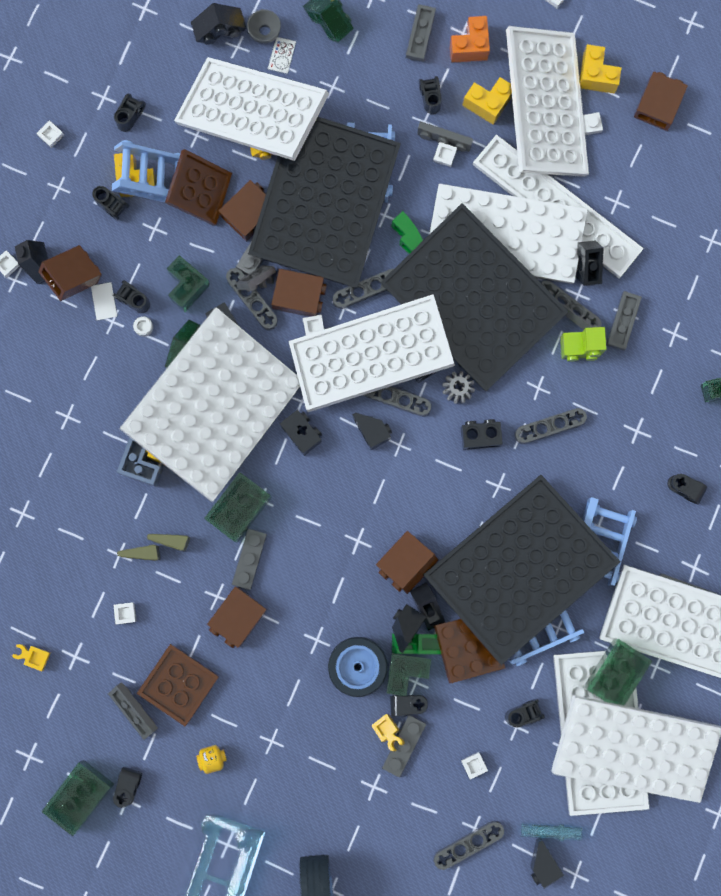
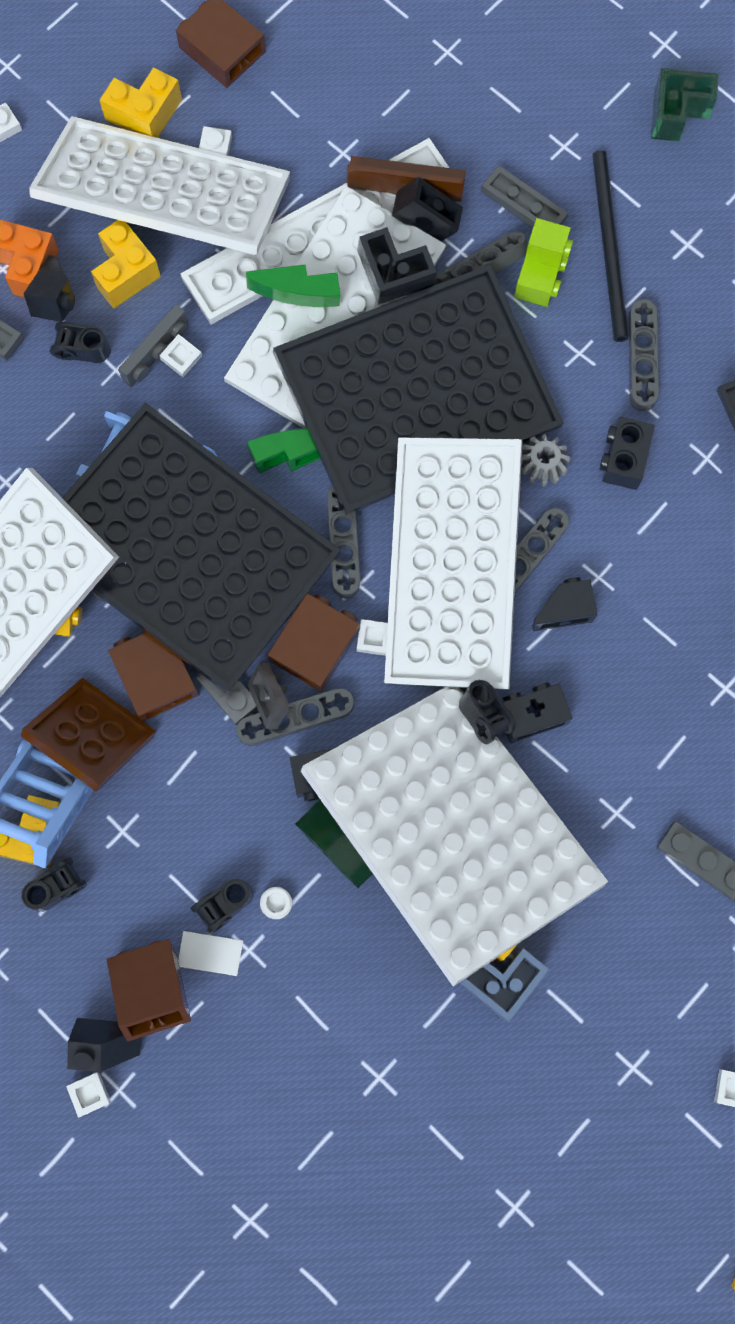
camera: 70 degrees left, 5 degrees down
(146, 553) = (647, 1024): olive slope -> none
(177, 542) = (643, 970): olive slope -> none
(190, 284) = (237, 799): clear green brick -> none
(238, 507) = (625, 848): clear green brick -> none
(285, 404) = (487, 713): none -> black piece
(453, 64) = (50, 292): none -> black slope
(507, 203) = (294, 286): none -> green slope
(536, 255) = (392, 273): none -> black brick
(608, 238) = (393, 175): none -> reddish brown panel
(615, 383) = (610, 246): none -> black piece

